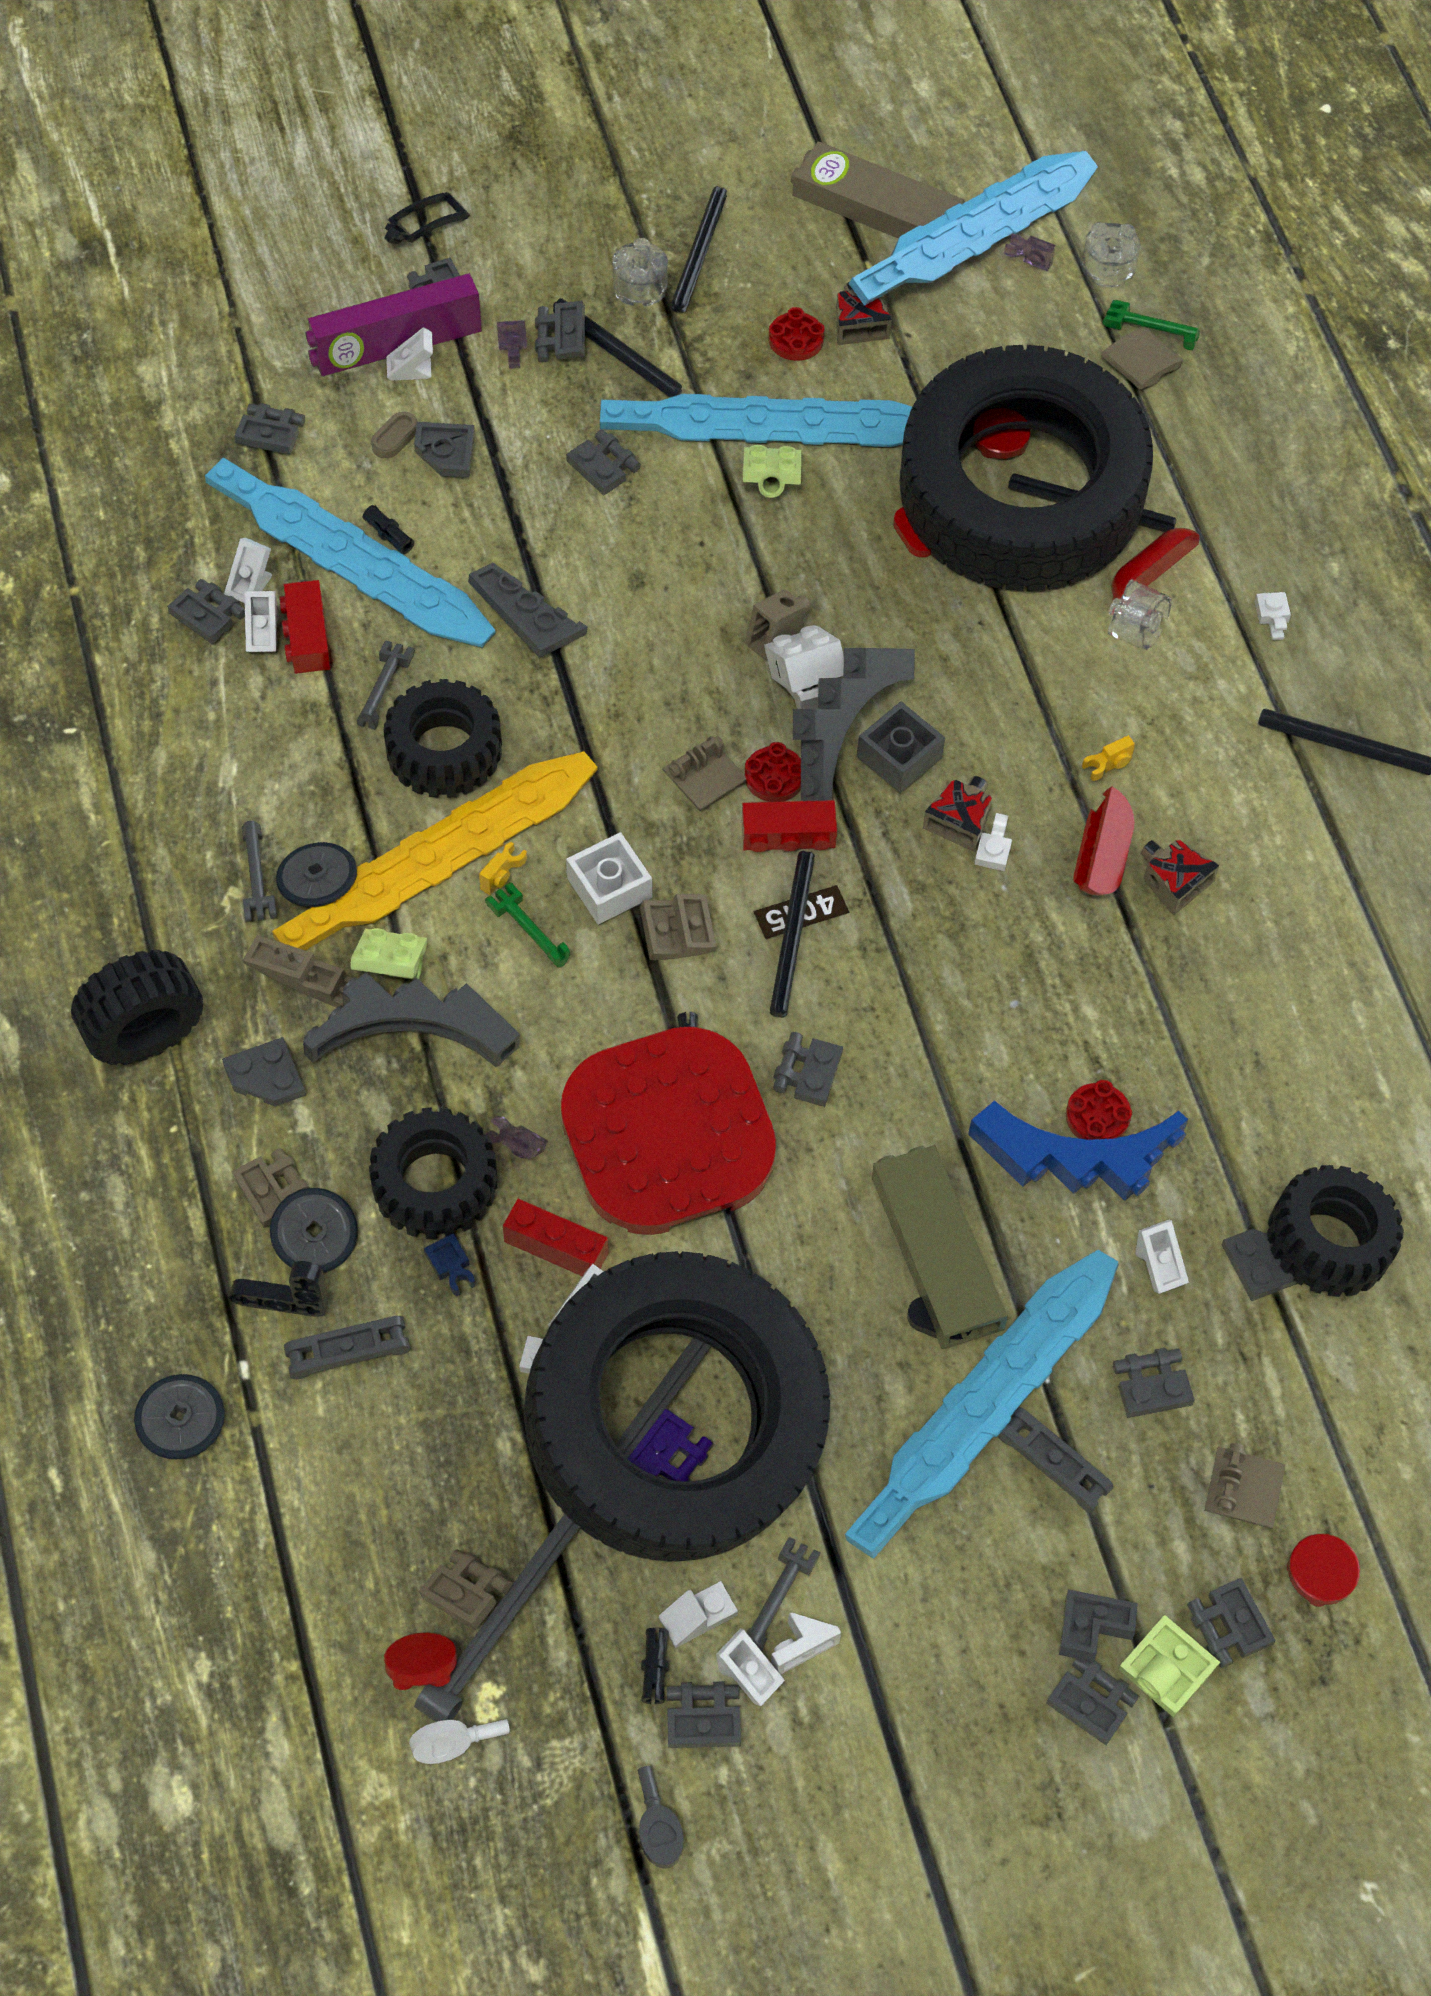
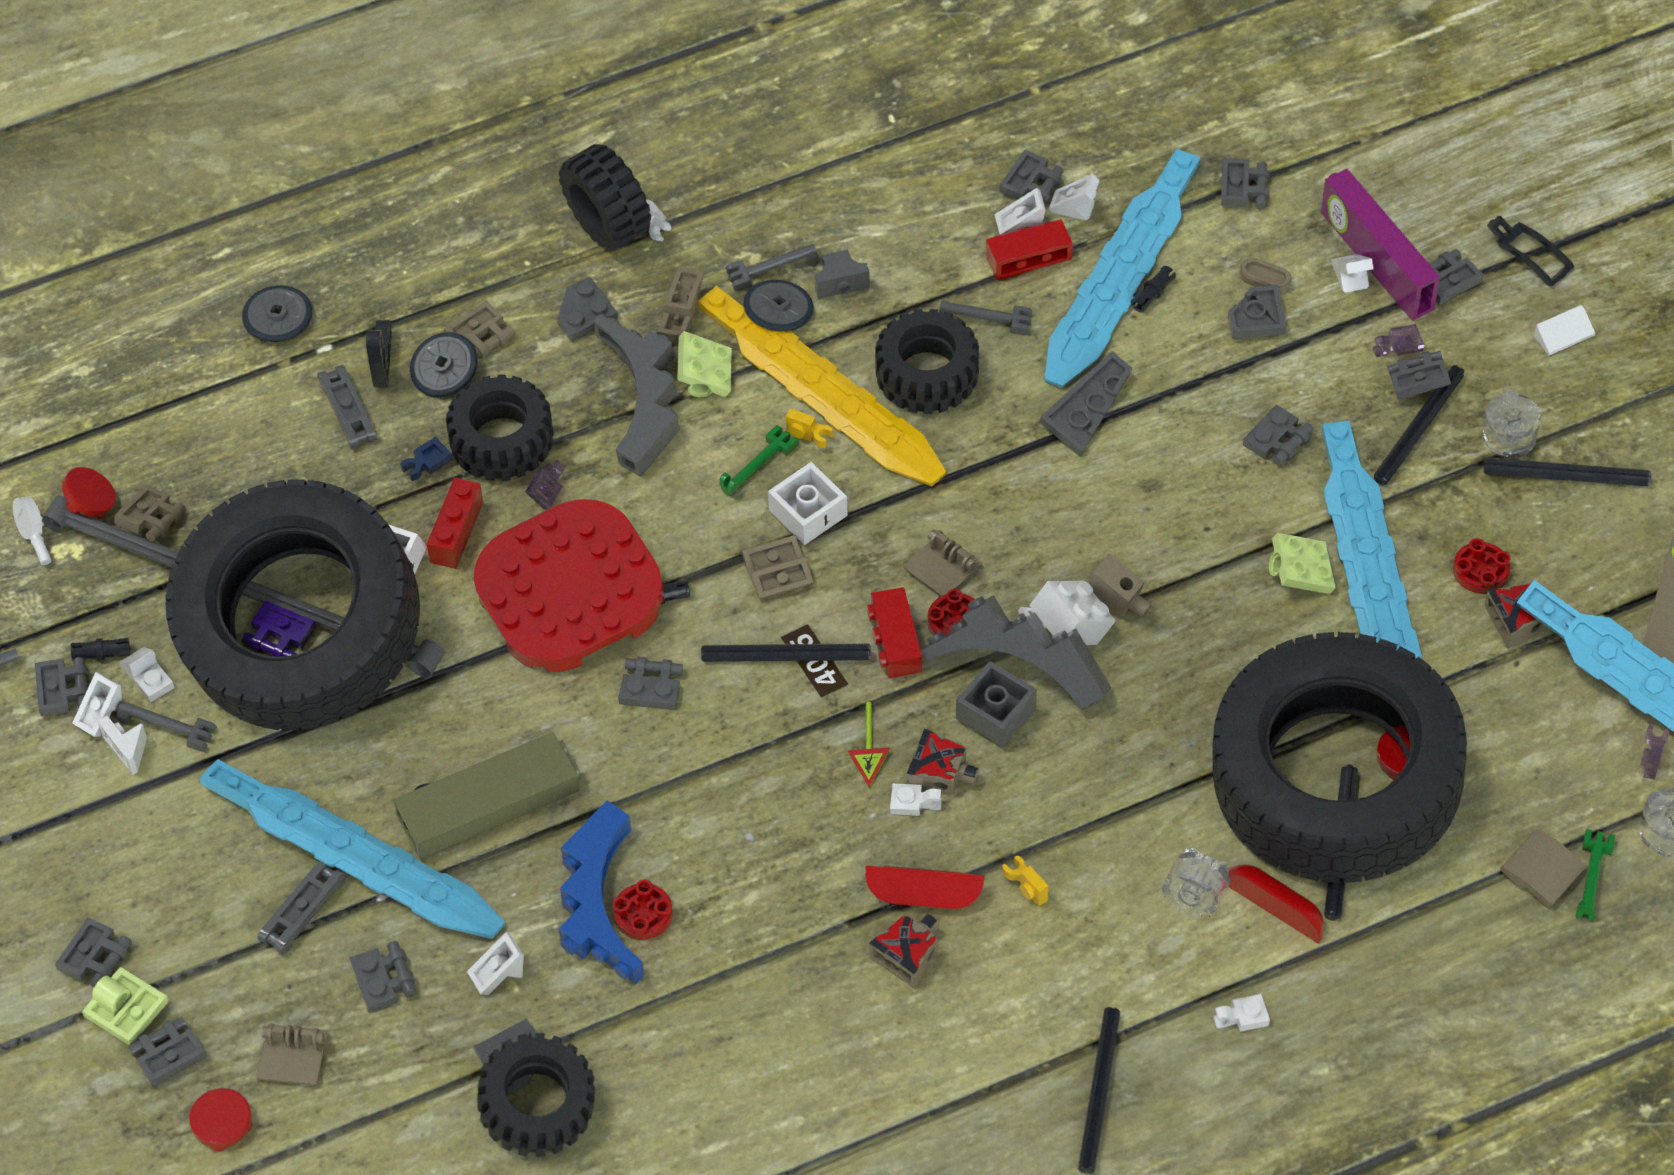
camera: 85 degrees right, 5 degrees down
(292, 806) = (841, 275): none -> dark grey brick
(530, 215) = (1564, 330): none -> white slope
(936, 879) = (869, 760): none -> piece
(1092, 1615) = (160, 938): dark grey plate -> none

